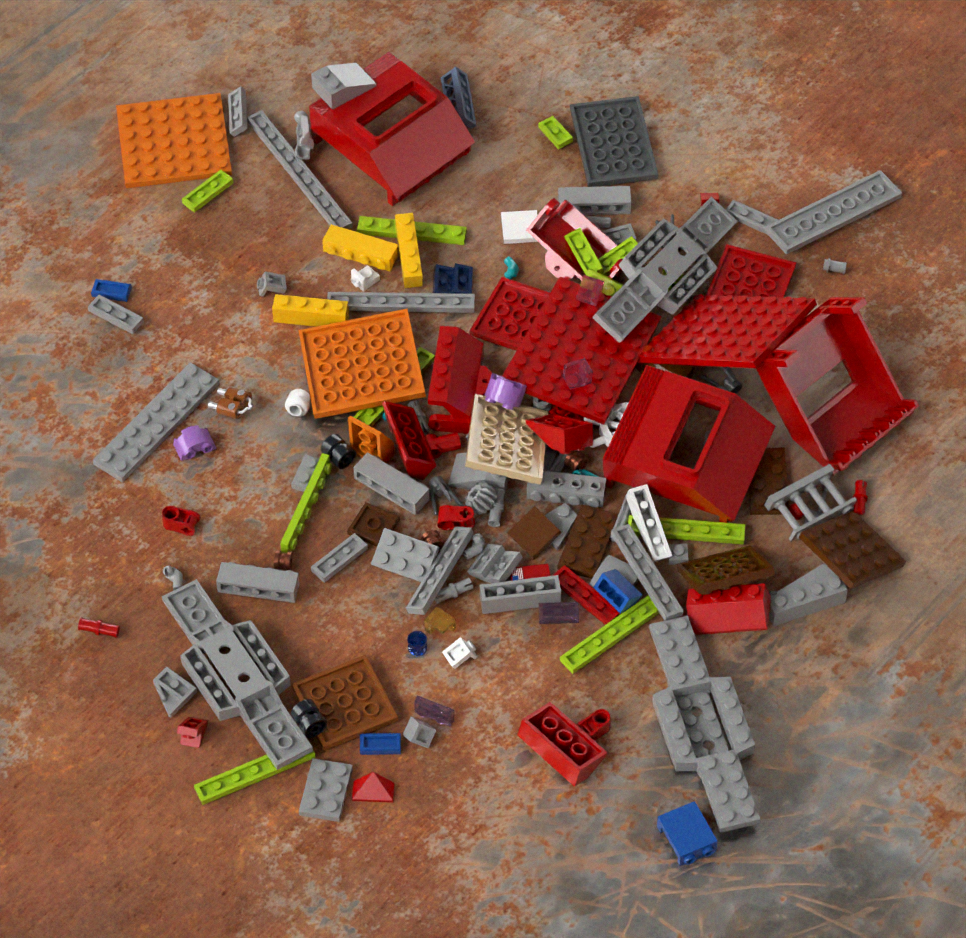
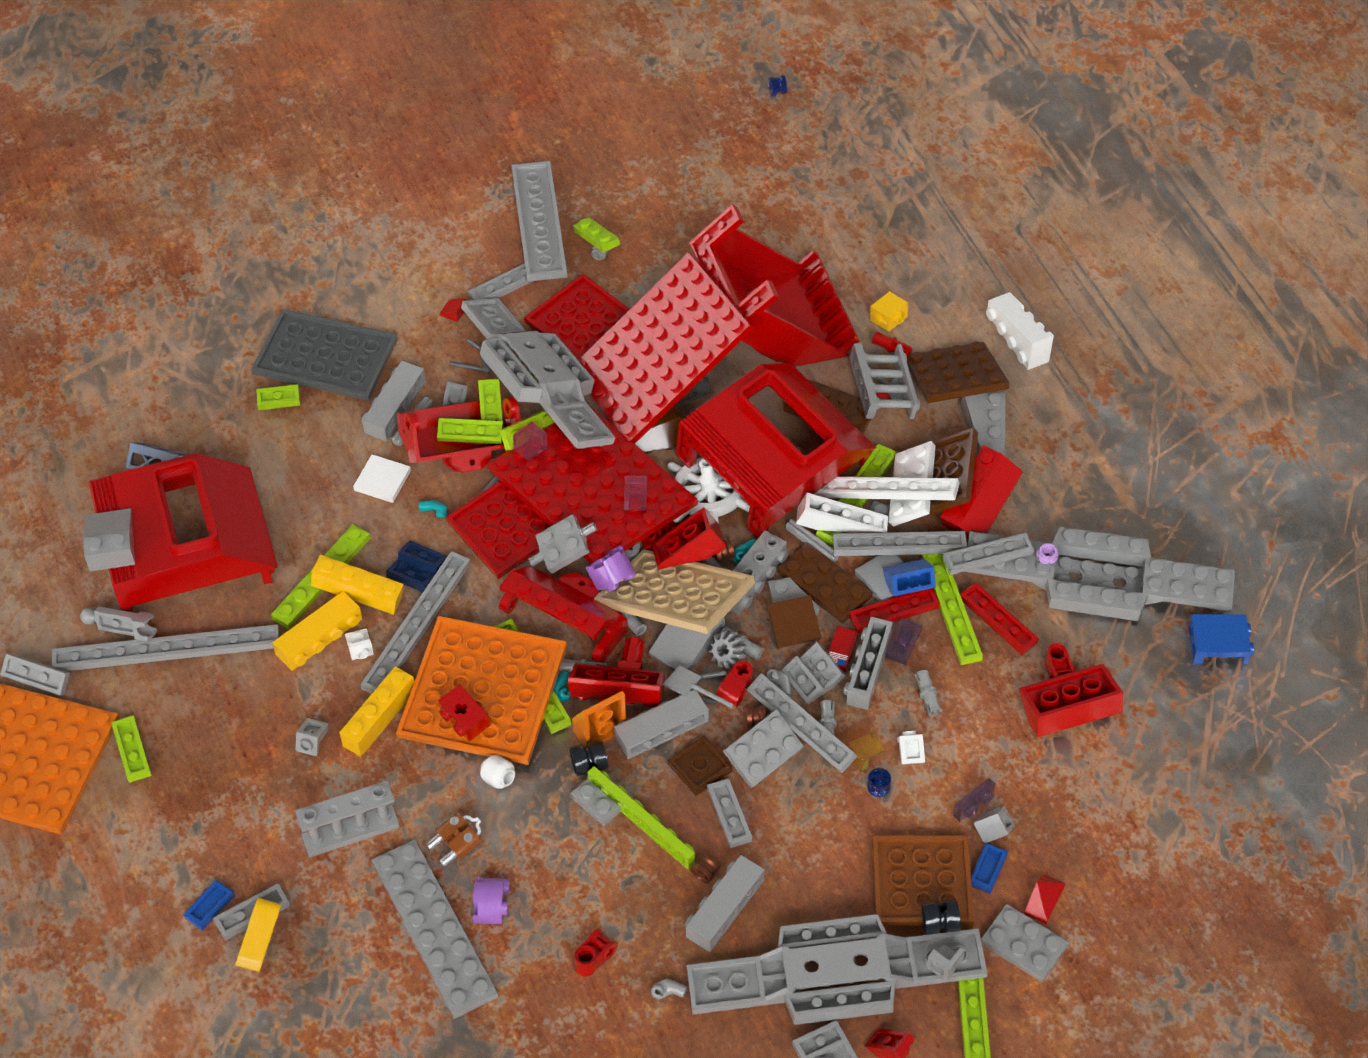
camera: 65 degrees left, 0 degrees up
(96, 323) = (258, 934): none -> yellow beam
(207, 330) = (348, 830): none -> light grey fence
(268, 732) = (945, 961): none -> light grey panel
(329, 357) = (464, 713): none -> red brick
(430, 478) = (684, 680): none -> light grey piece
(505, 349) = (562, 543): none -> light grey plate
(518, 646) = (928, 693): none -> light grey pin
(618, 670) = (999, 618): none -> red plate
(667, 633) = (988, 553): none -> light grey tile
(689, 541) = (891, 488): none -> white tile
(689, 668) = (1047, 549): none -> lavender plate
(711, 558) = (912, 463): none -> white plate
(841, 254) = (596, 234): none -> lime plate
(892, 481) = (889, 311): none -> yellow head
(931, 580) = (1020, 330): none -> white wedge

